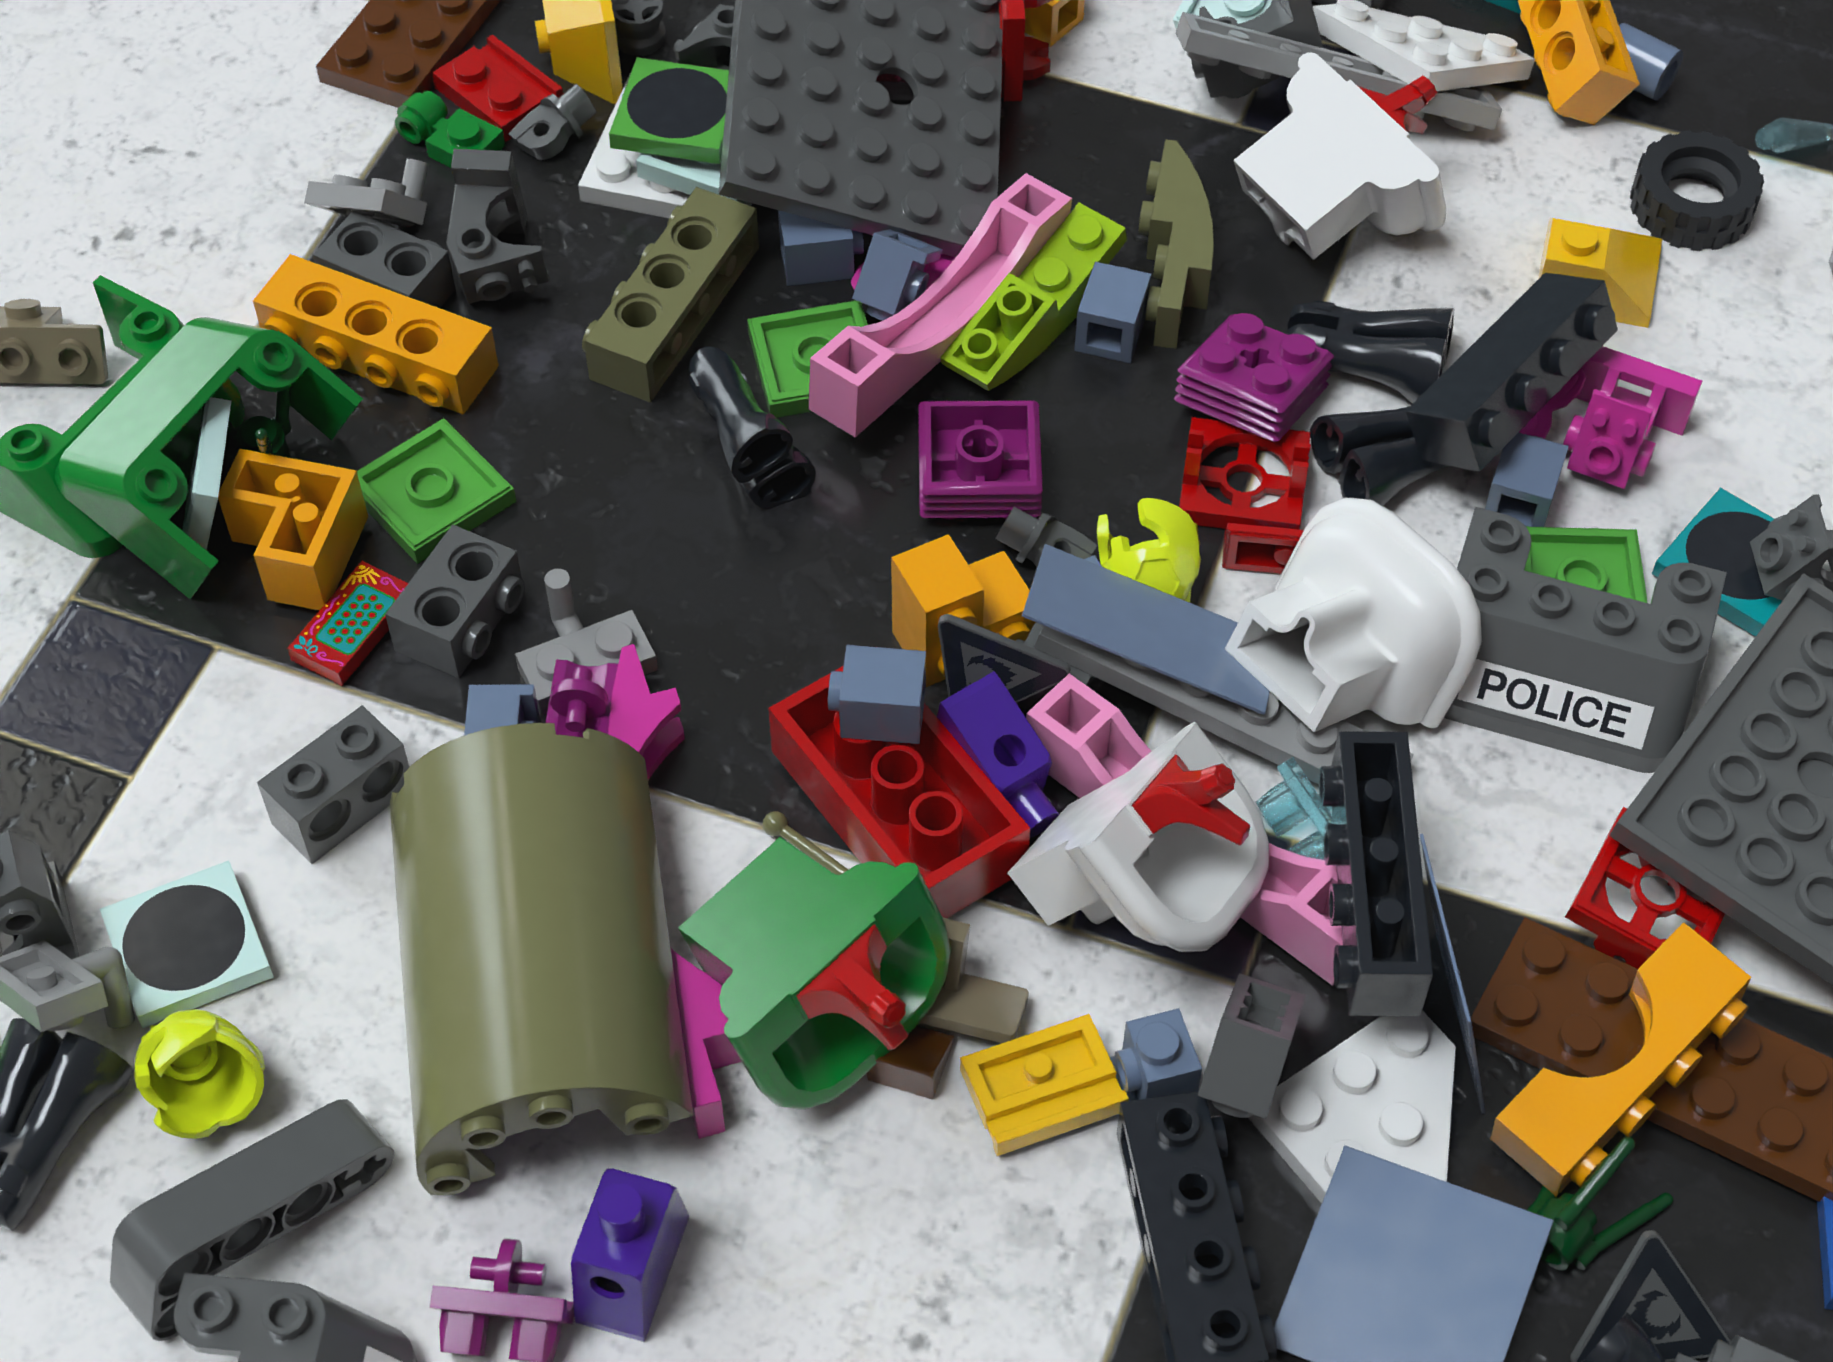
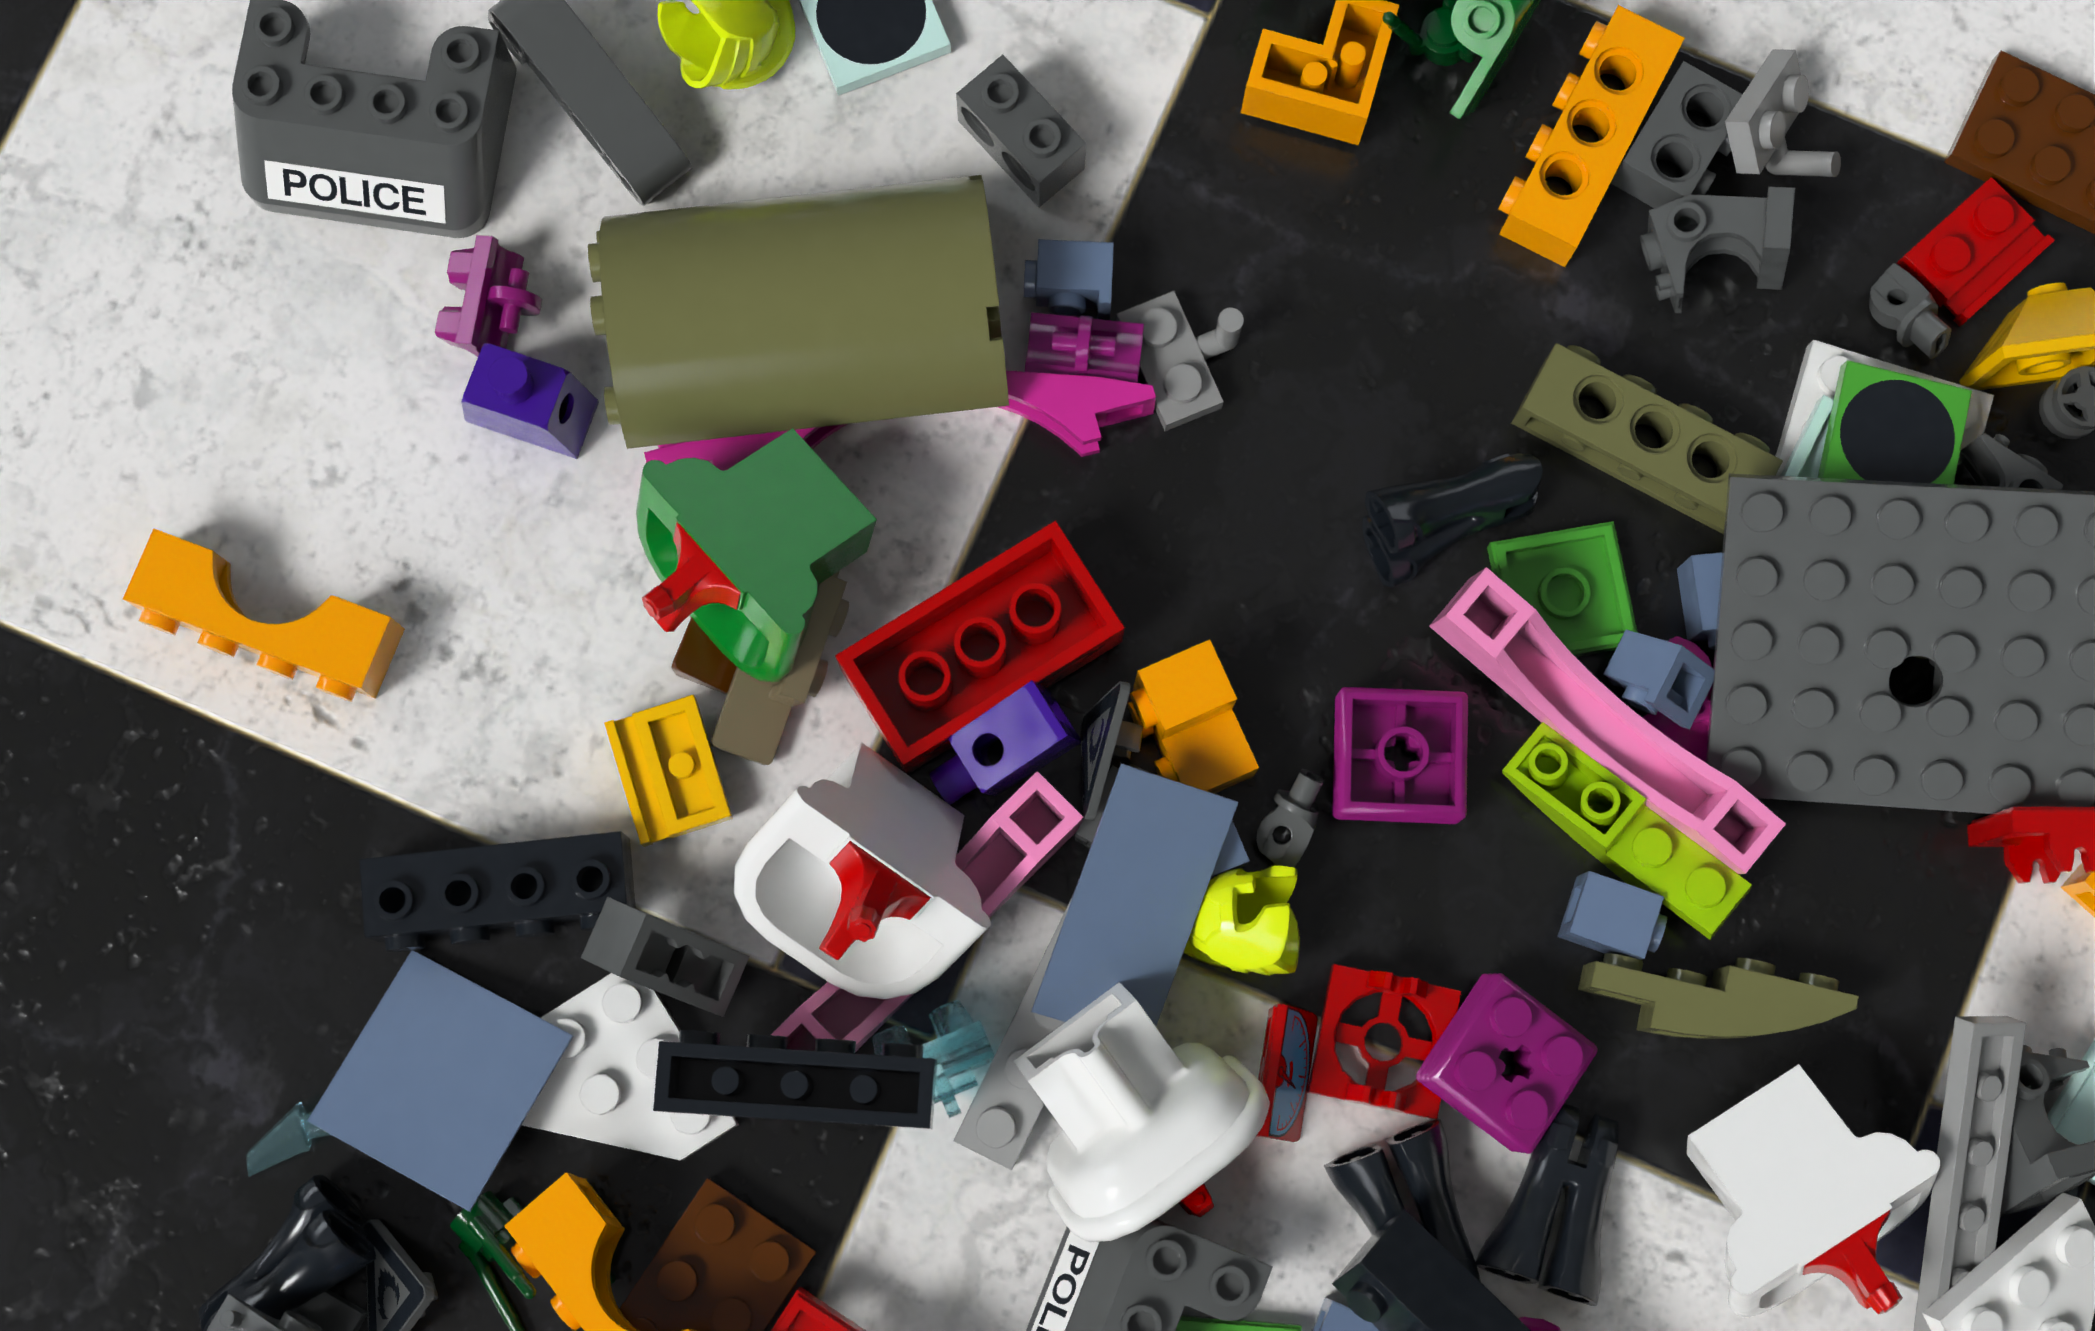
camera: 90 degrees right, 25 degrees up
(347, 624) = (1224, 137): tile -> none
(425, 119) = (1890, 210): green plate -> none
(430, 486) = (1391, 204): bright green tile -> none
(456, 601) = (1245, 218): dark grey brick -> none
(776, 825) = (969, 540): olive hinge -> none
(880, 694) = (1043, 621): sand blue brick -> none
(1157, 1057) = (671, 872): sand blue brick -> none
(1452, 974) = (710, 1151): sand blue piece -> none

